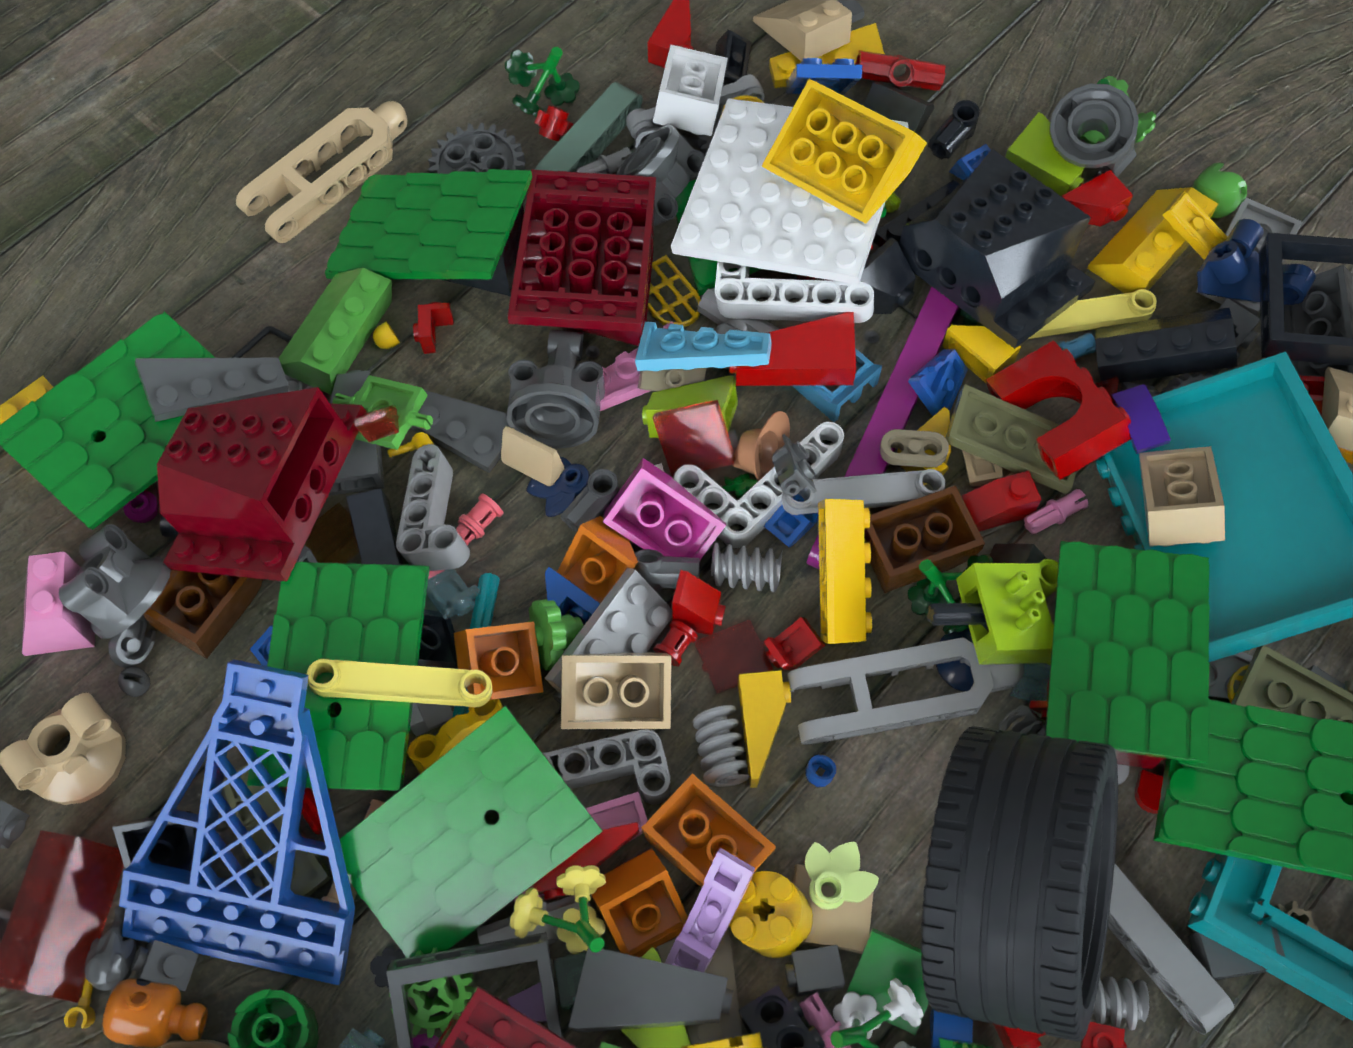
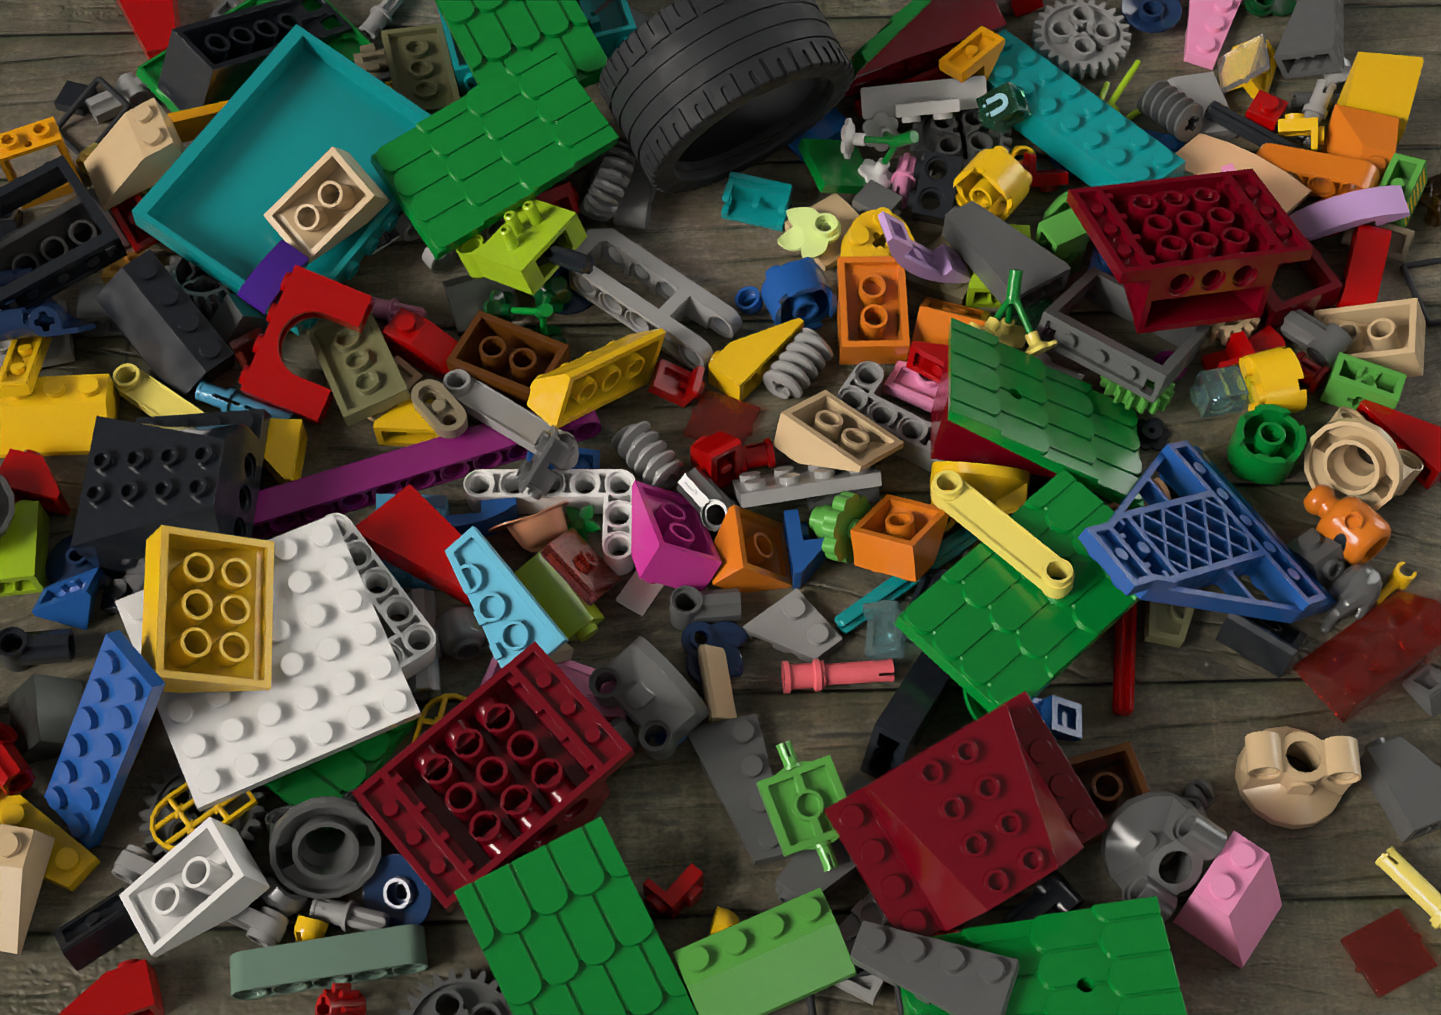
camera: 135 degrees left, 5 degrees down
(378, 423) = (823, 780): clear red slope -> none
(422, 532) = (864, 682): light grey beam -> none
(519, 548) = (795, 628): none -> light grey wing
(617, 142) = (309, 928): none -> yellow hinge
(780, 800) = (798, 292): none -> blue brick
(805, 414) = (492, 514): none -> blue slope
(905, 882) = (756, 201): none -> teal hinge
(939, 380) = (352, 452): blue wing -> none

